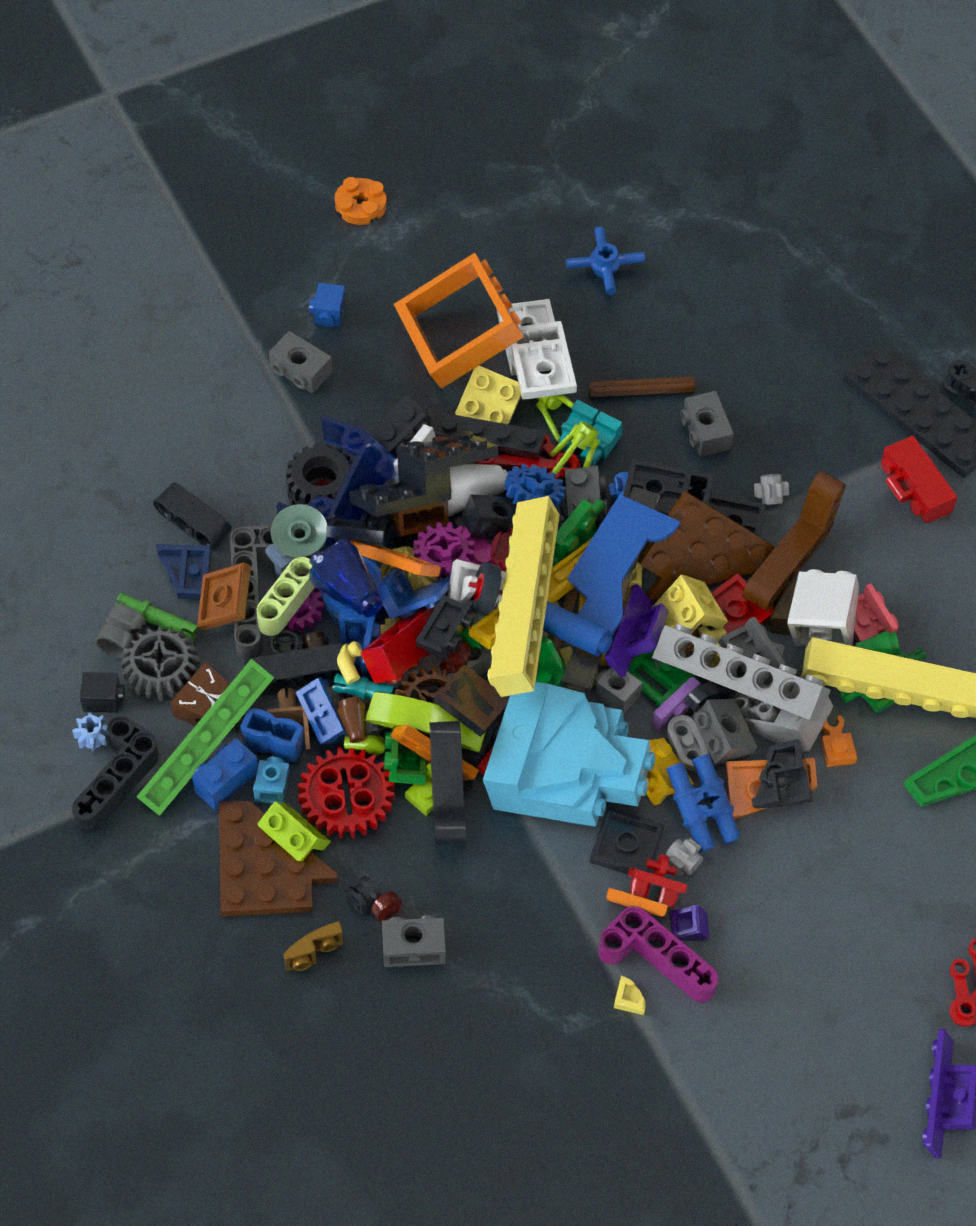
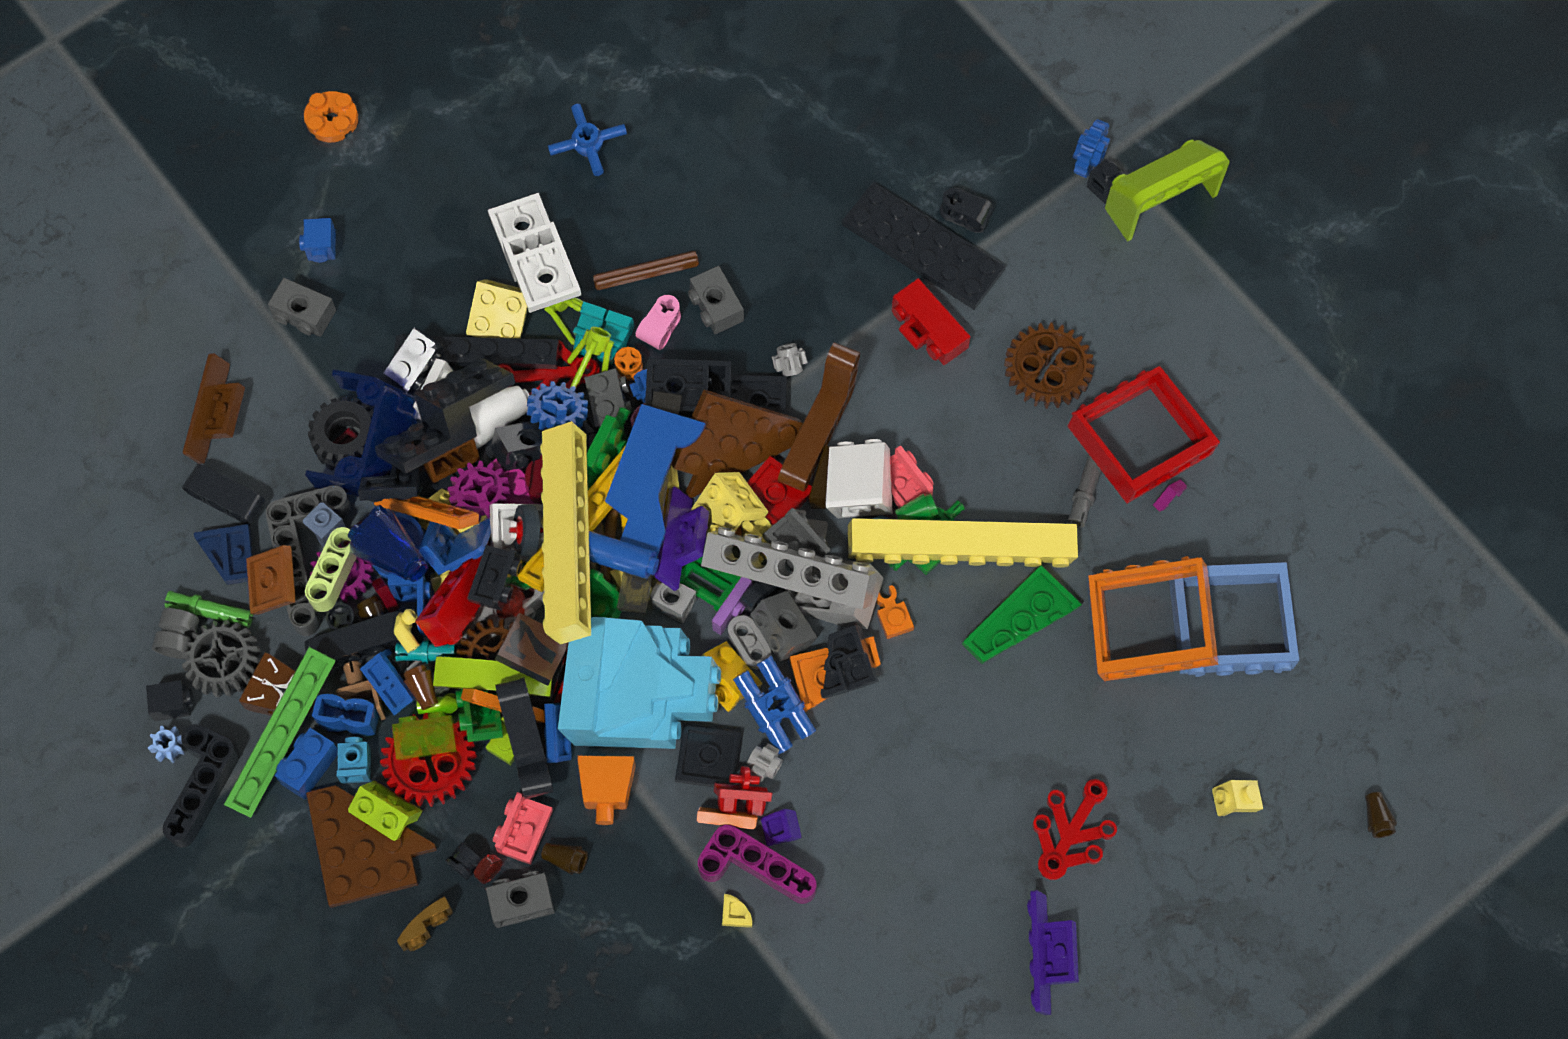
camera: 10 degrees left, 10 degrees up
(198, 437) = (214, 409): none -> reddish brown bracket
(294, 520) = (322, 489): sand green dish -> none
(330, 628) = (385, 595): none -> dark red tile
(347, 765) = (424, 737): none -> clear neon green bracket
(427, 874) = (522, 828): none -> coral bracket
(468, 911) = (566, 857): none -> dark brown cone
(477, 350) = (479, 266): orange window -> none
(478, 802) = (557, 745): none -> blue plate
(520, 848) = (606, 784): none -> orange torso
(609, 459) = (626, 357): none -> orange wheel
(648, 434) = (658, 326): none -> bright pink piece

